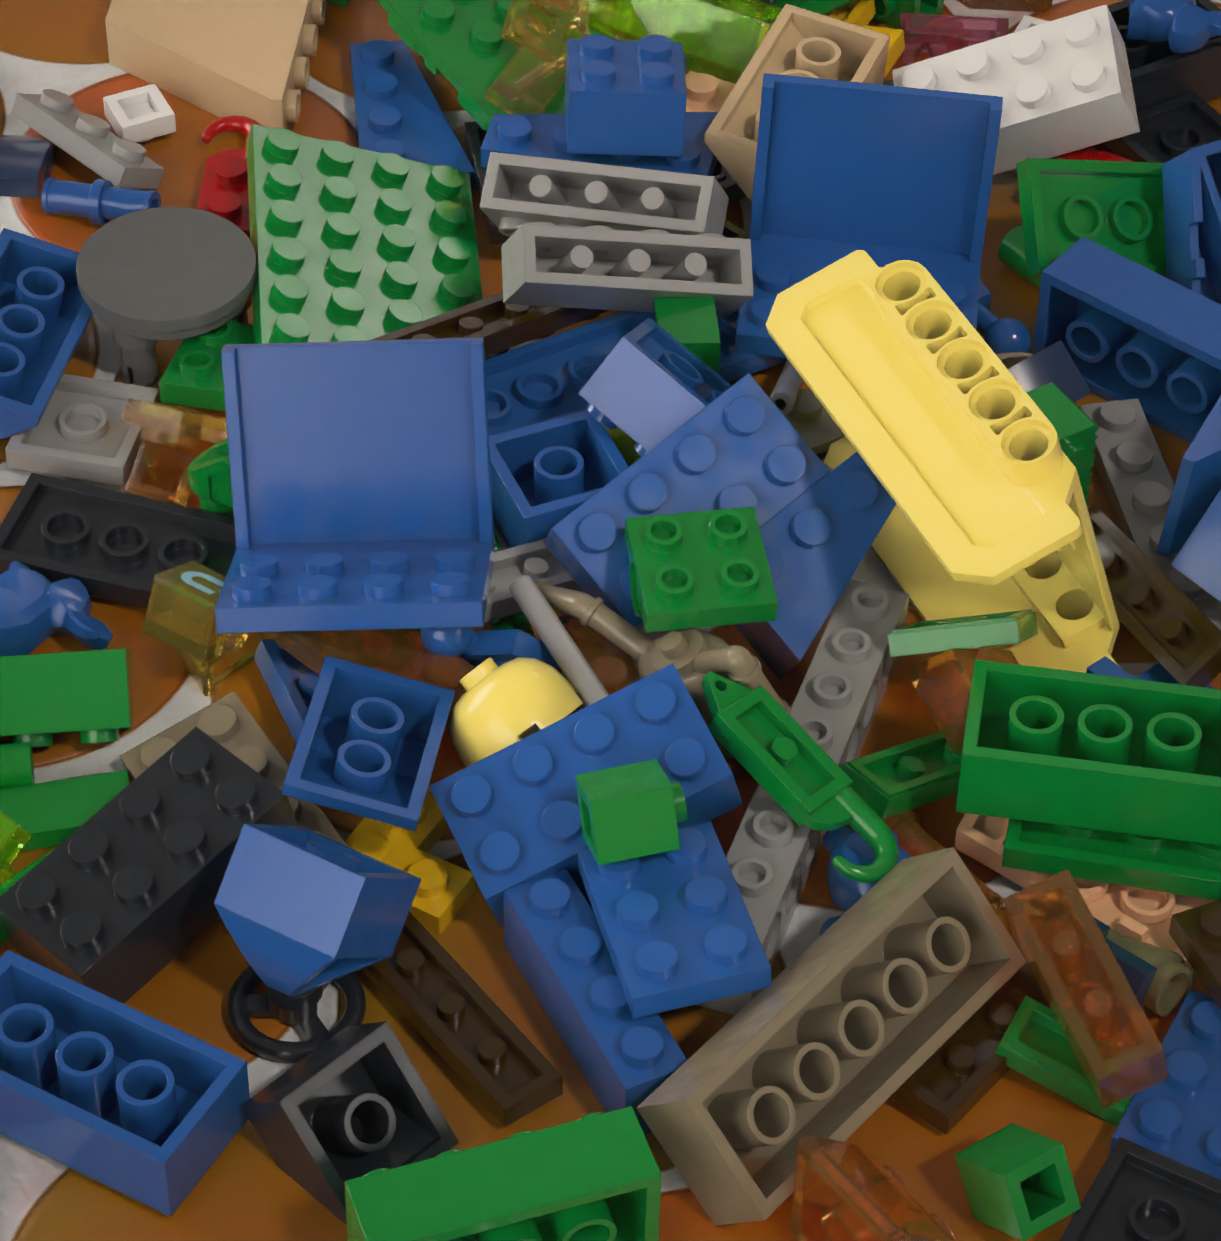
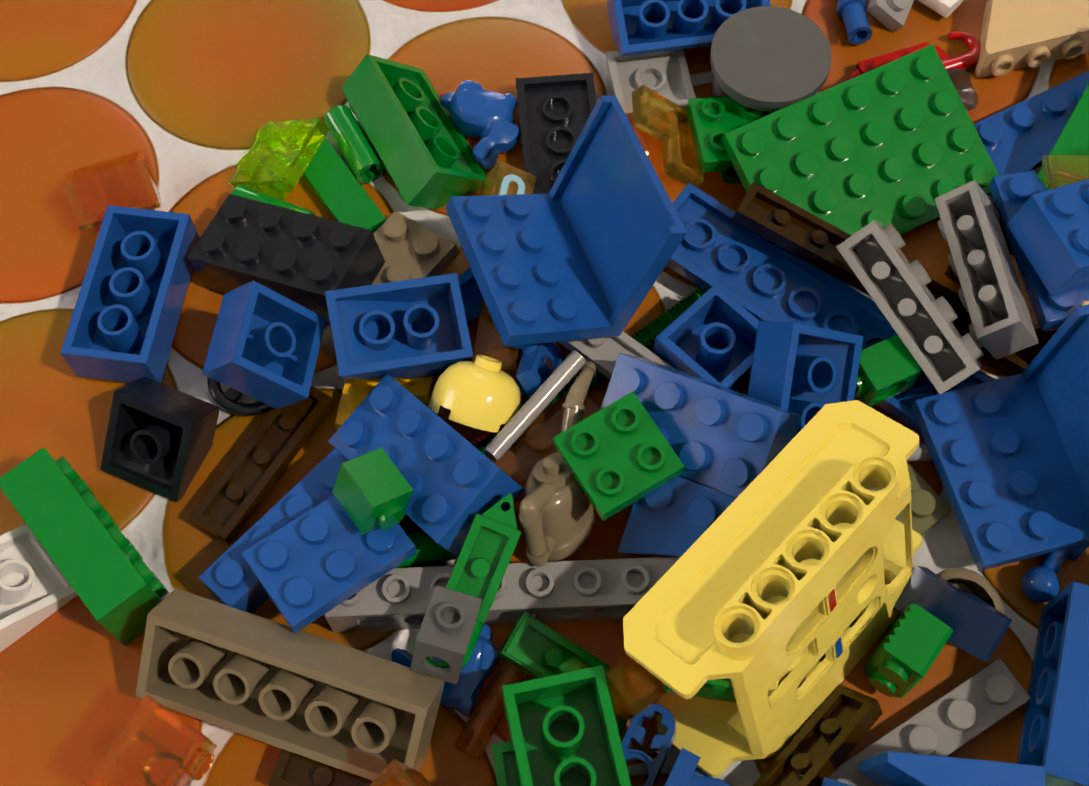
camera: 70 degrees right, 20 degrees up
(863, 799) = (445, 633): none -> dark grey bracket

